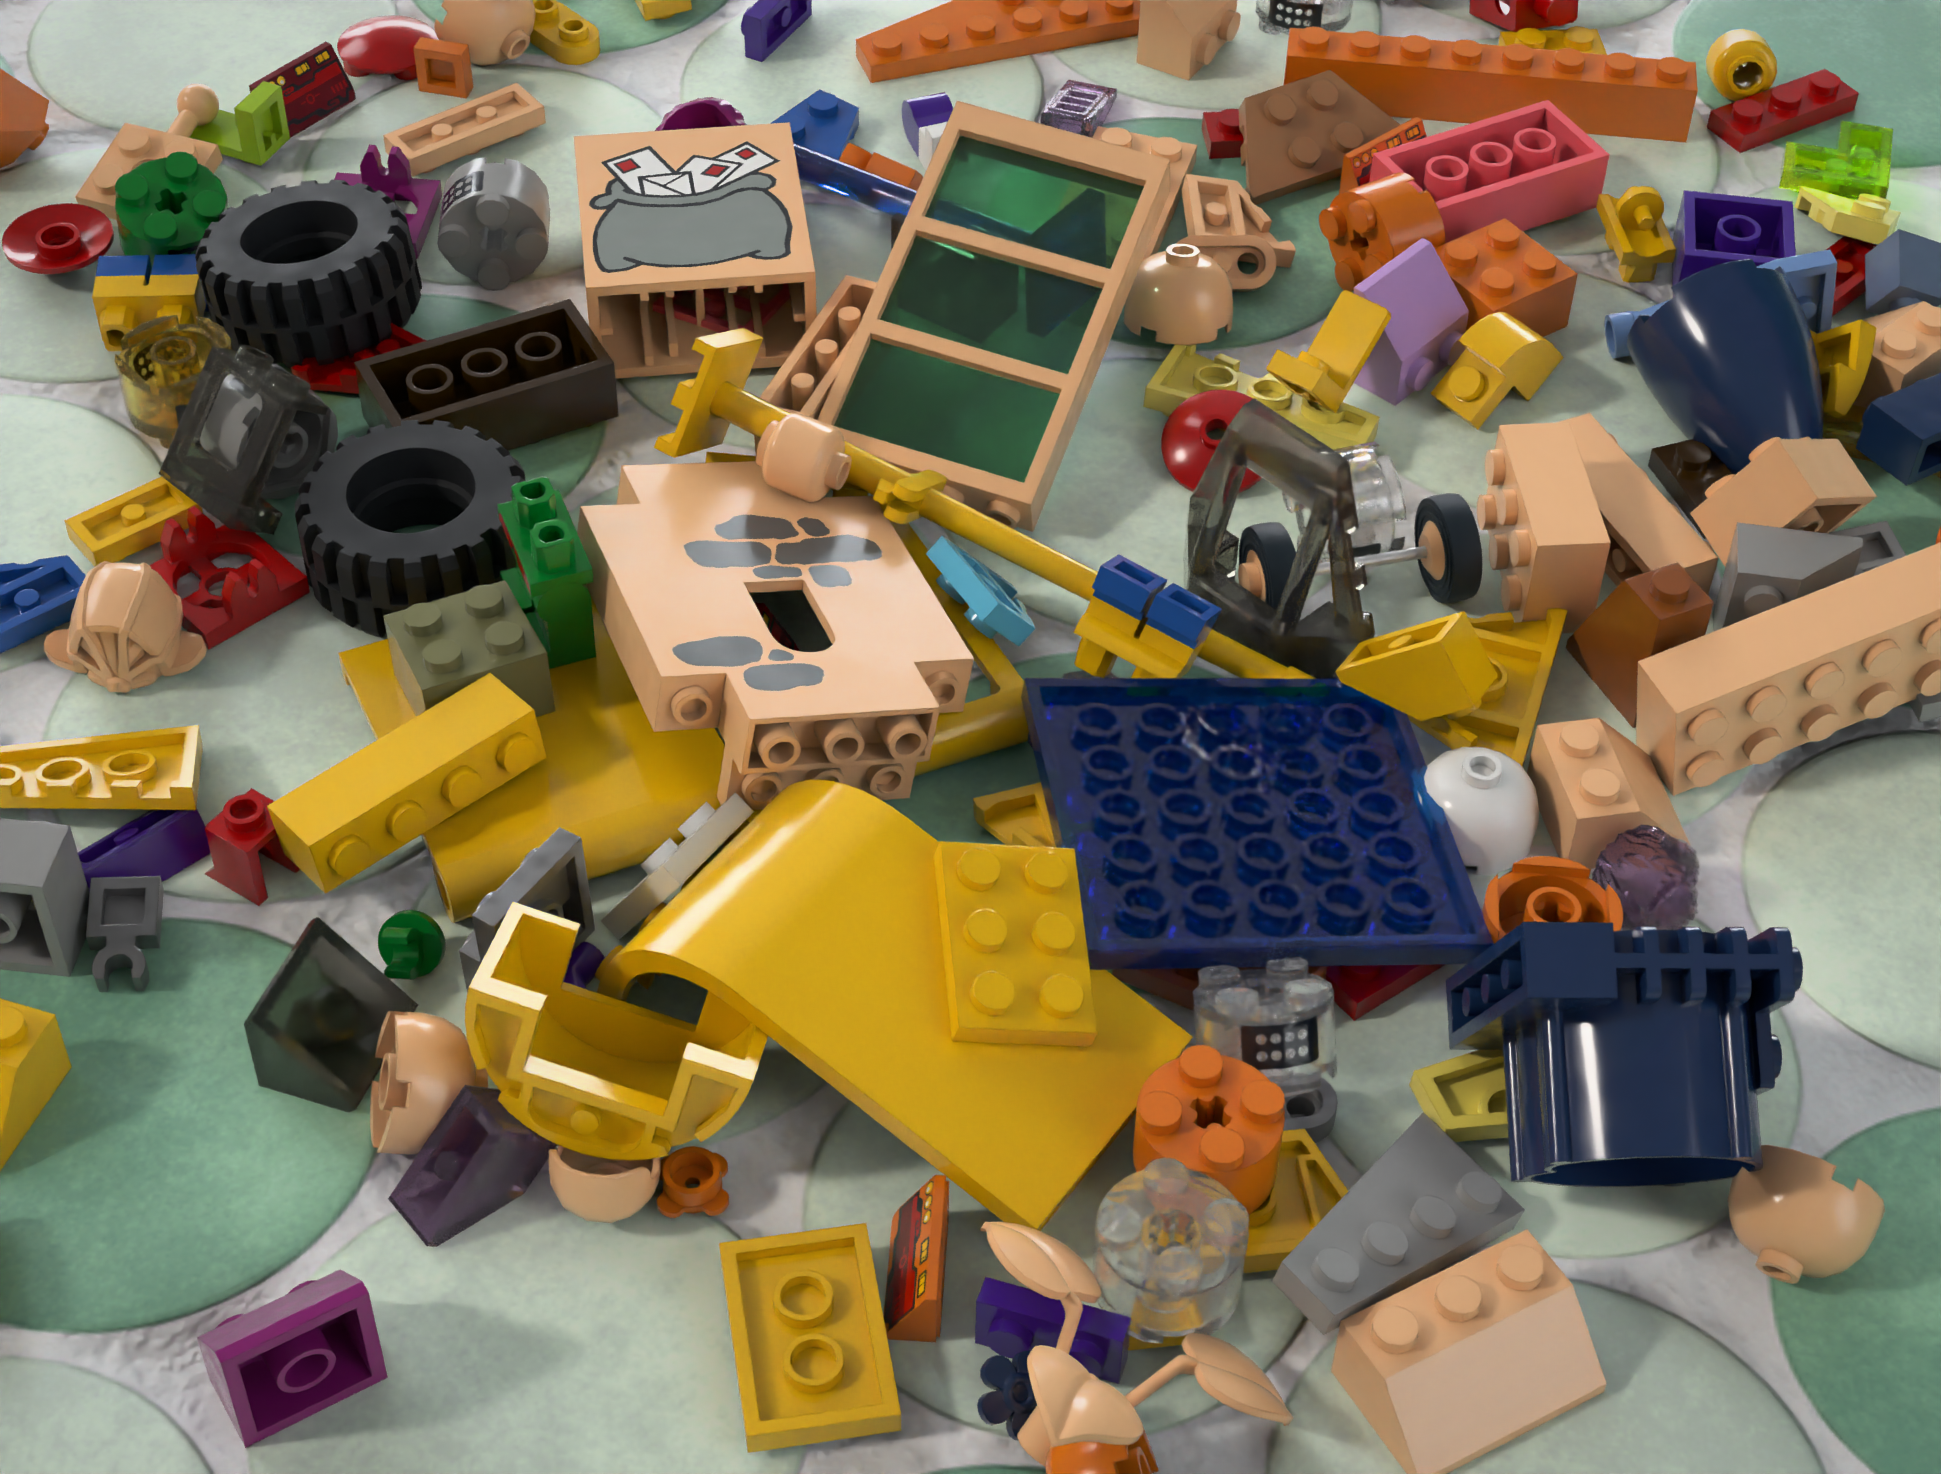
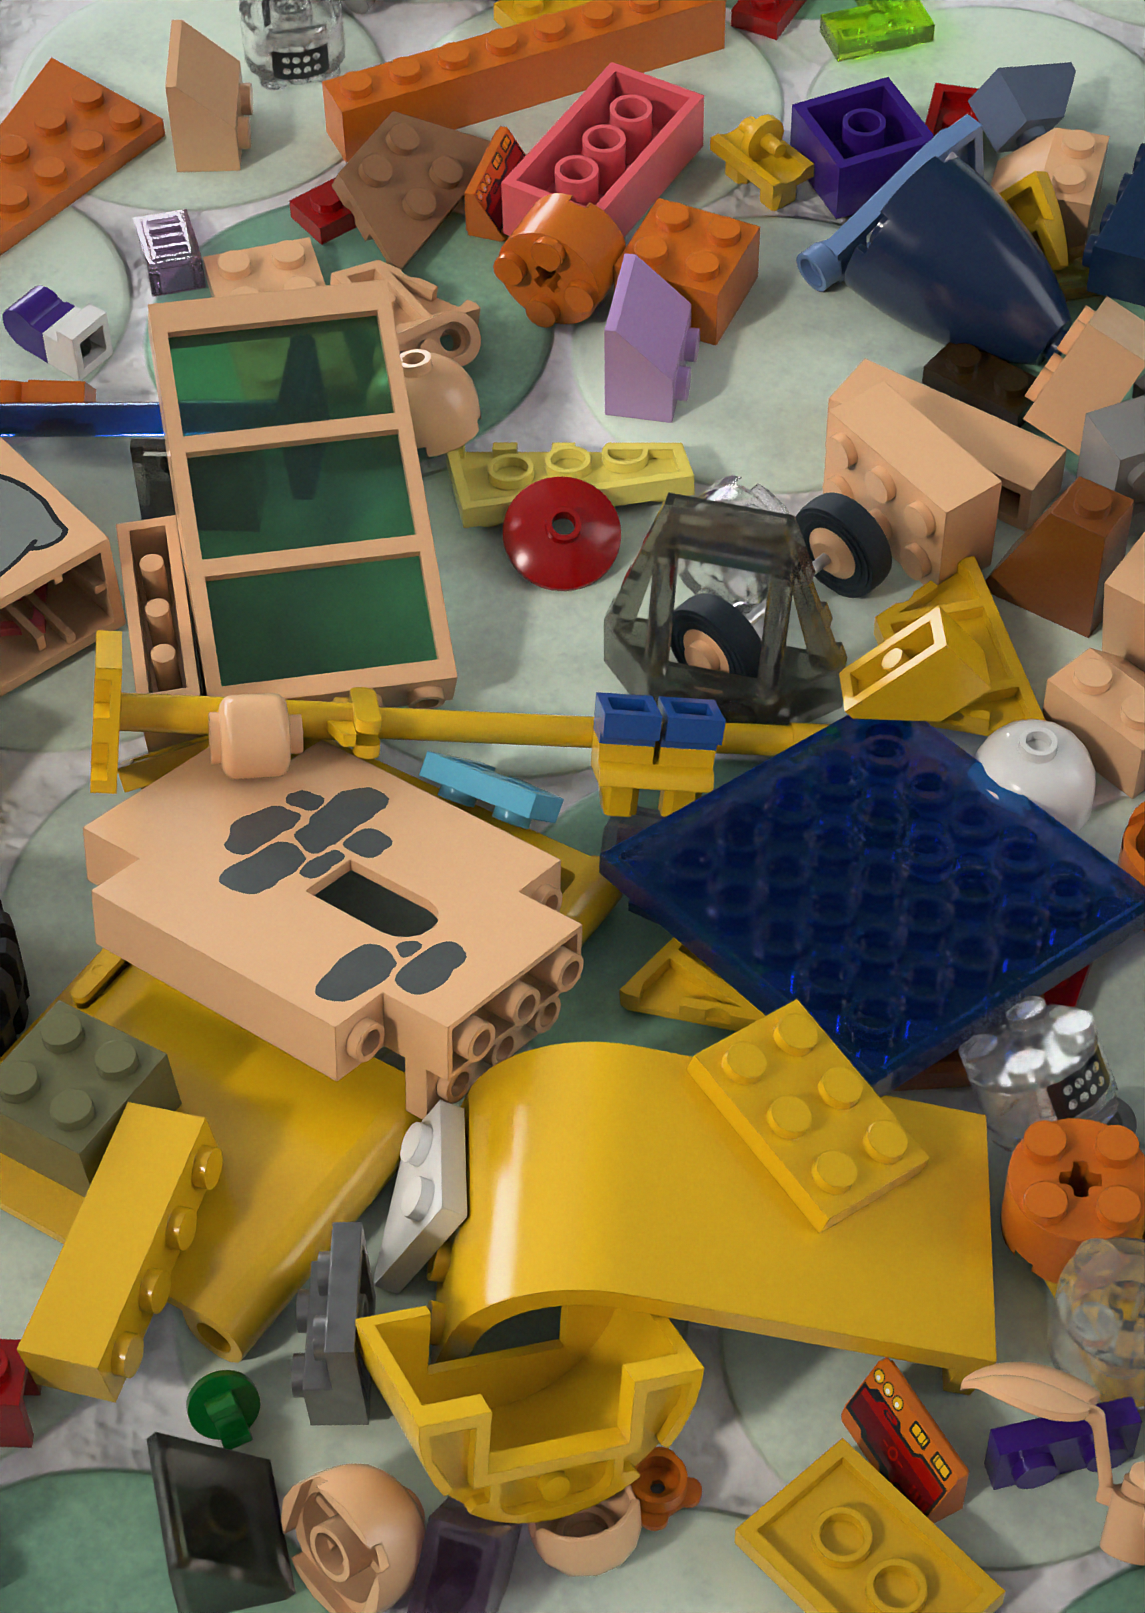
camera: 30 degrees left, 5 degrees up
(549, 571) = (98, 966): green hips -> none
(1013, 1395) = (1072, 1515): dark blue plant -> none
(1336, 353) = (618, 397): yellow bracket -> none
(1497, 358) = (747, 341): yellow brick -> none
(1861, 219) = (928, 67): light yellow wing -> none

